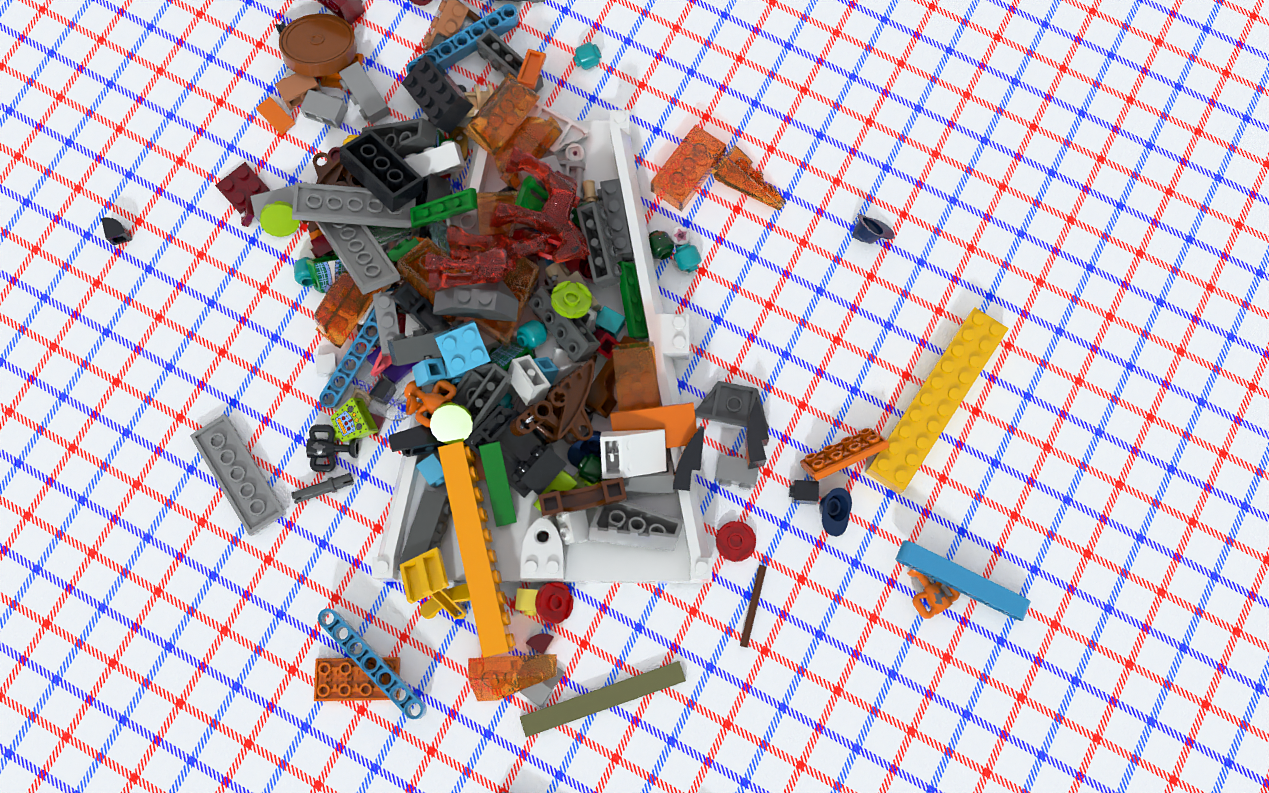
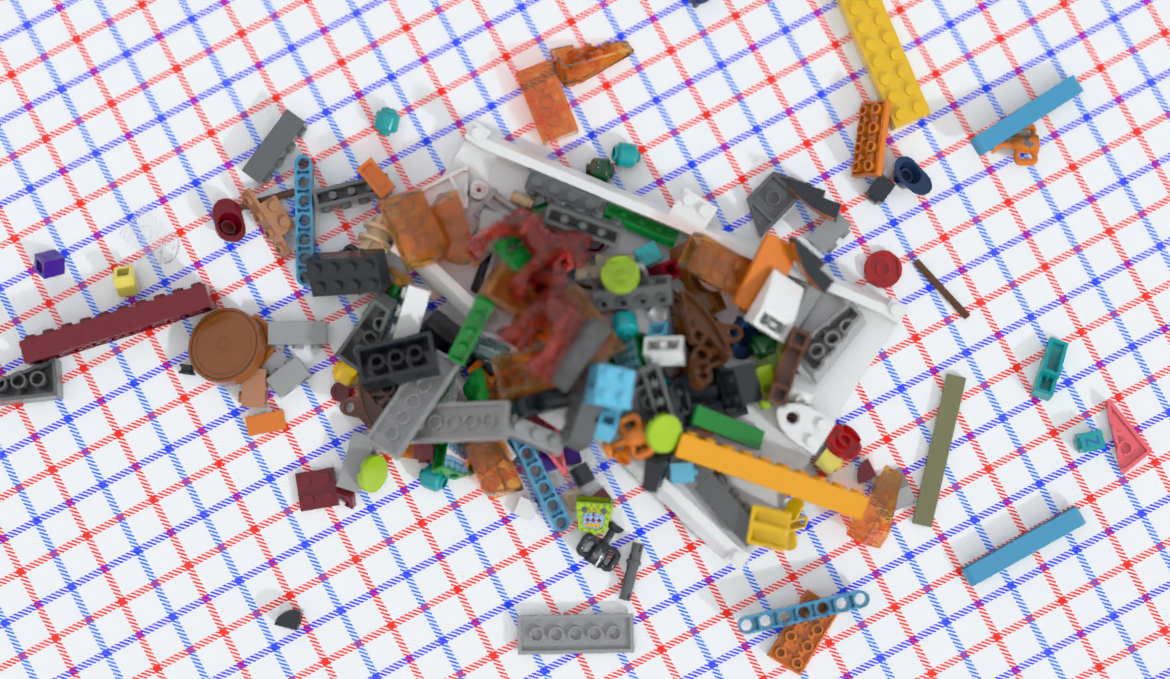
camera: 60 degrees left, 10 degrees up
(680, 236) = (601, 148): white tile -> none
(745, 756) = (1049, 369): none -> teal slope

